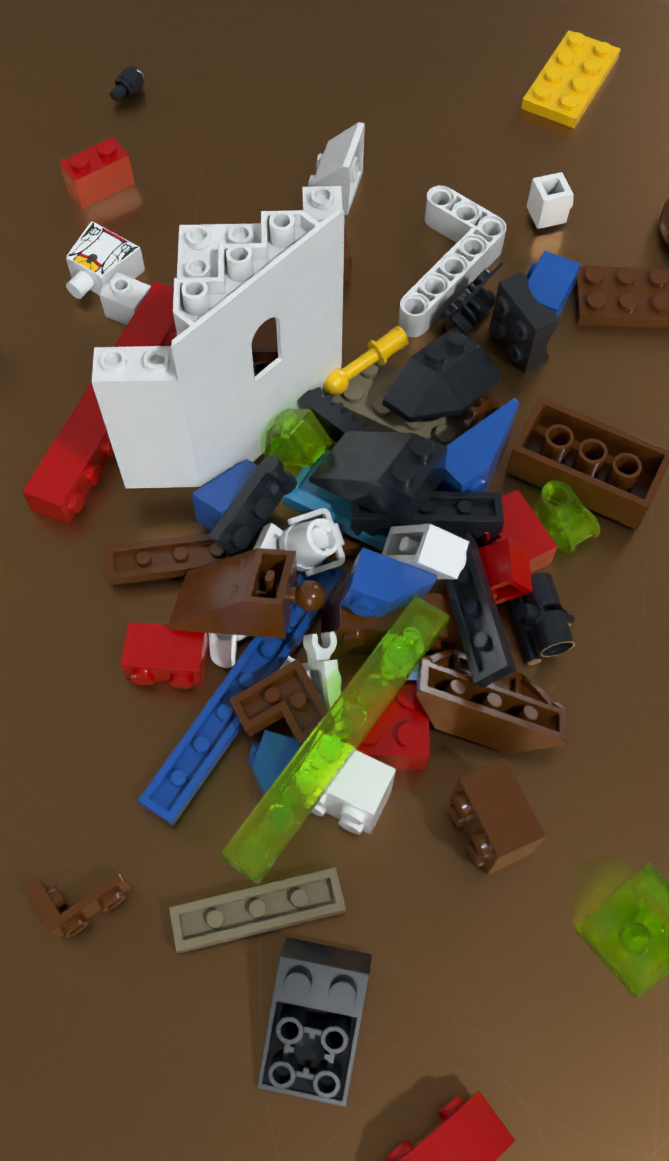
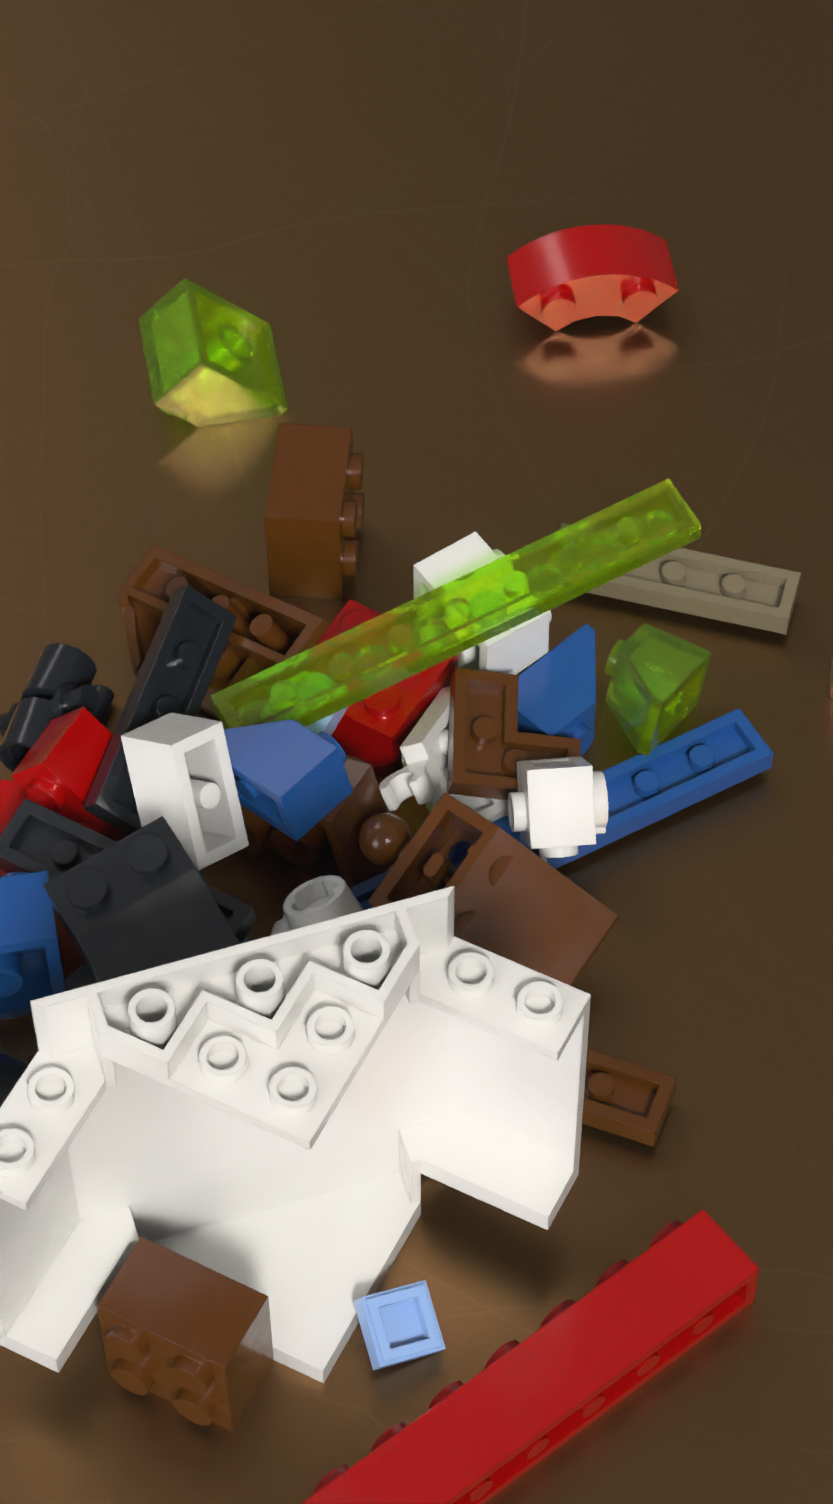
camera: 150 degrees left, 10 degrees down
(164, 655) = (659, 931): red brick -> none
(224, 801) = (654, 684): none -> clear neon green slope
(233, 674) = (558, 805): none -> white brick
(314, 1021) = (656, 437): black slope -> none

